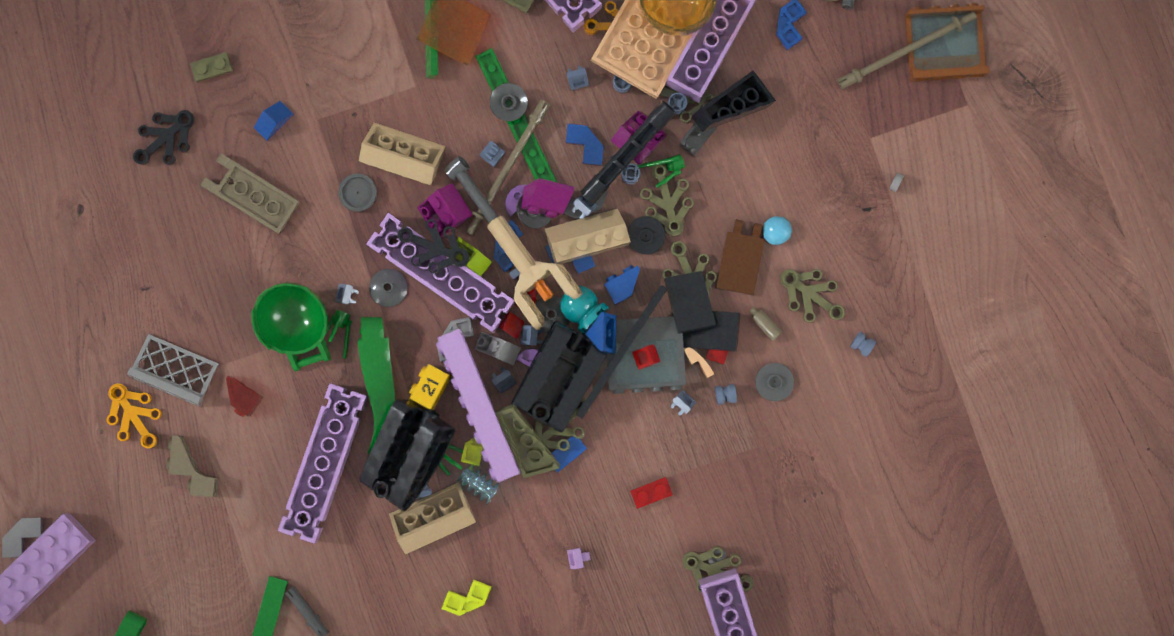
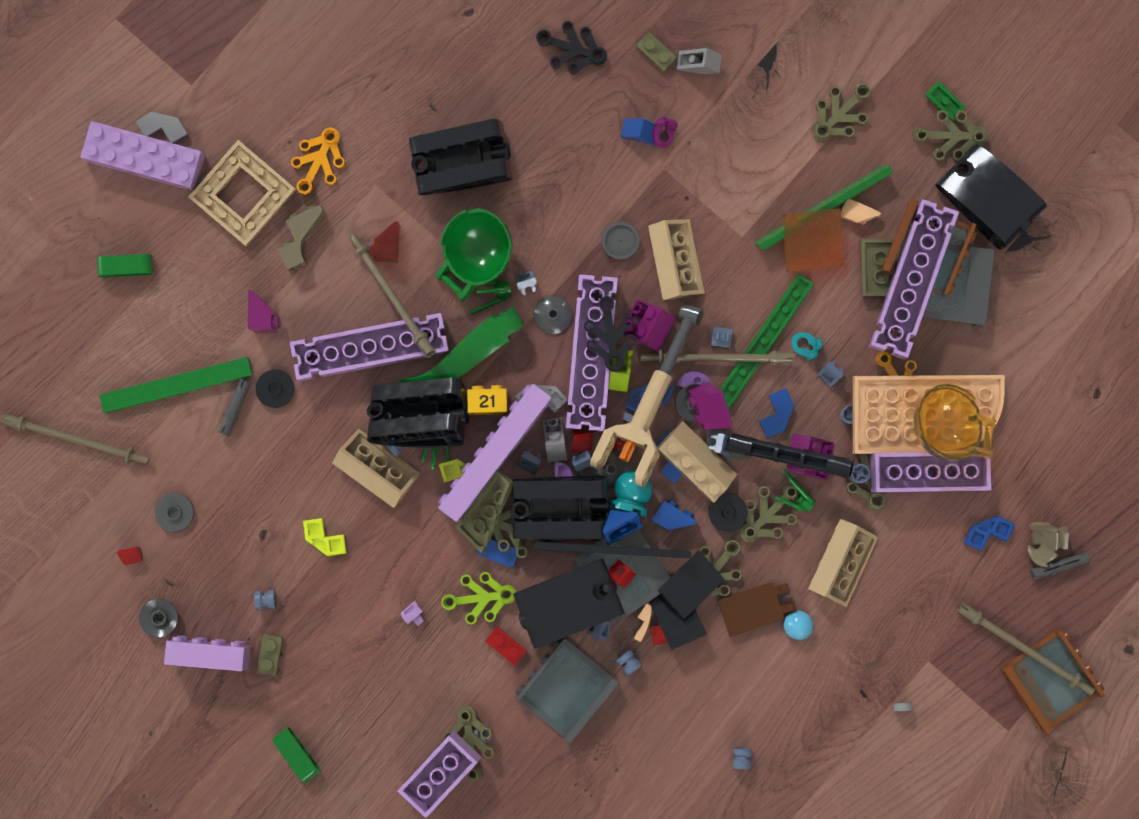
camera: 60 degrees right, 0 degrees up
(88, 486) = (236, 158): none -> tan plate
(163, 383) = (359, 171): light grey fence -> none
(204, 288) = (461, 157): none -> black panel
(240, 543) = (261, 316): none -> magenta slope
(241, 34) = (699, 61): none -> light grey slope
(253, 195) = (565, 152): dark tan hinge -> none
(283, 92) = (670, 125): none -> magenta piece
(320, 567) = (281, 395): none -> black piece
(340, 414) = (420, 338): none -> dark tan bar
(478, 483) = (428, 491): clear light blue piece -> none
(505, 93) = (784, 324): dark grey dish -> none
(543, 76) = (808, 354): none -> teal piece
(598, 489) = (482, 597): none -> lime plant
(631, 177) = (770, 469): sand blue wheel -> none
(645, 417) = (568, 603): none -> black panel
(695, 139) = (842, 507): dark grey hinge -> none
(718, 461) = (566, 689): none -> clear light blue panel
(739, 100) = (892, 526): black wedge -> none
(745, 161) = (843, 562): none -> tan slope
(765, 323) = (710, 662): dark tan cylinder -> none
(783, 382) = (655, 698): dark grey piece -> none
(809, 294) = (760, 685): olive plant -> none

